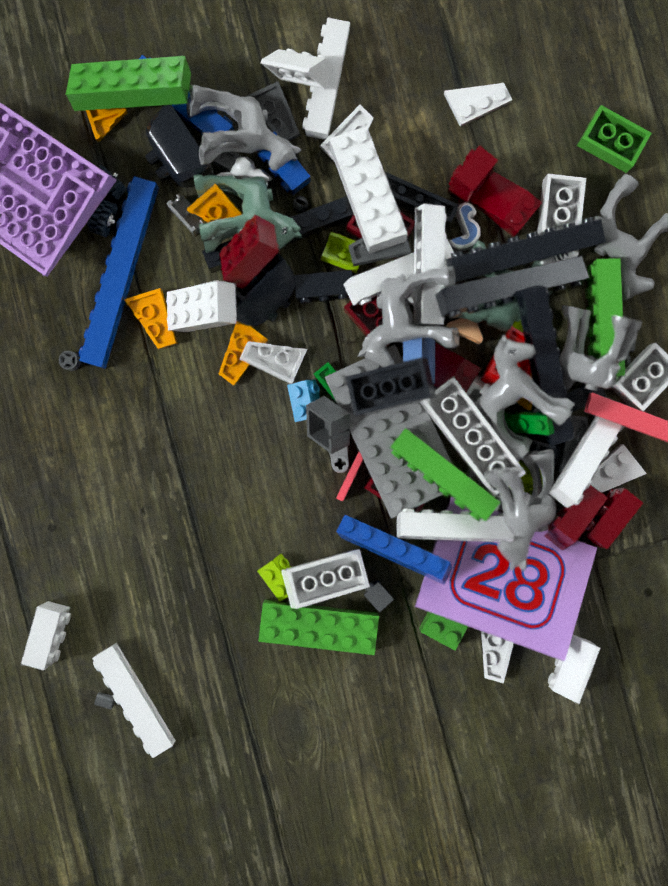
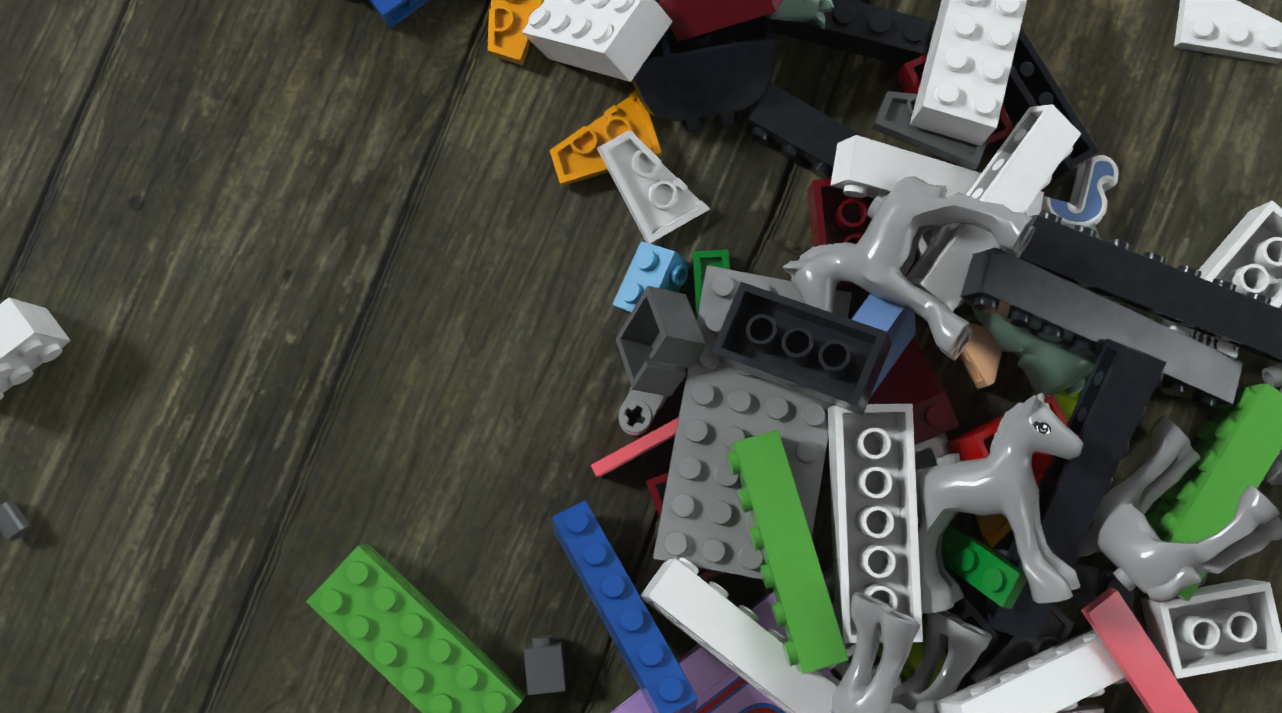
camera: 40 degrees right, 5 degrees down
(134, 700) = (52, 555): white brick -> none
(273, 576) = (416, 527): lime bracket -> none
(325, 578) = (481, 579): white brick -> none
(338, 252) = (860, 98): lime bracket -> none
(472, 175) = (1154, 118): dark red brick -> none
(505, 203) = (1171, 204): dark red slope -> none

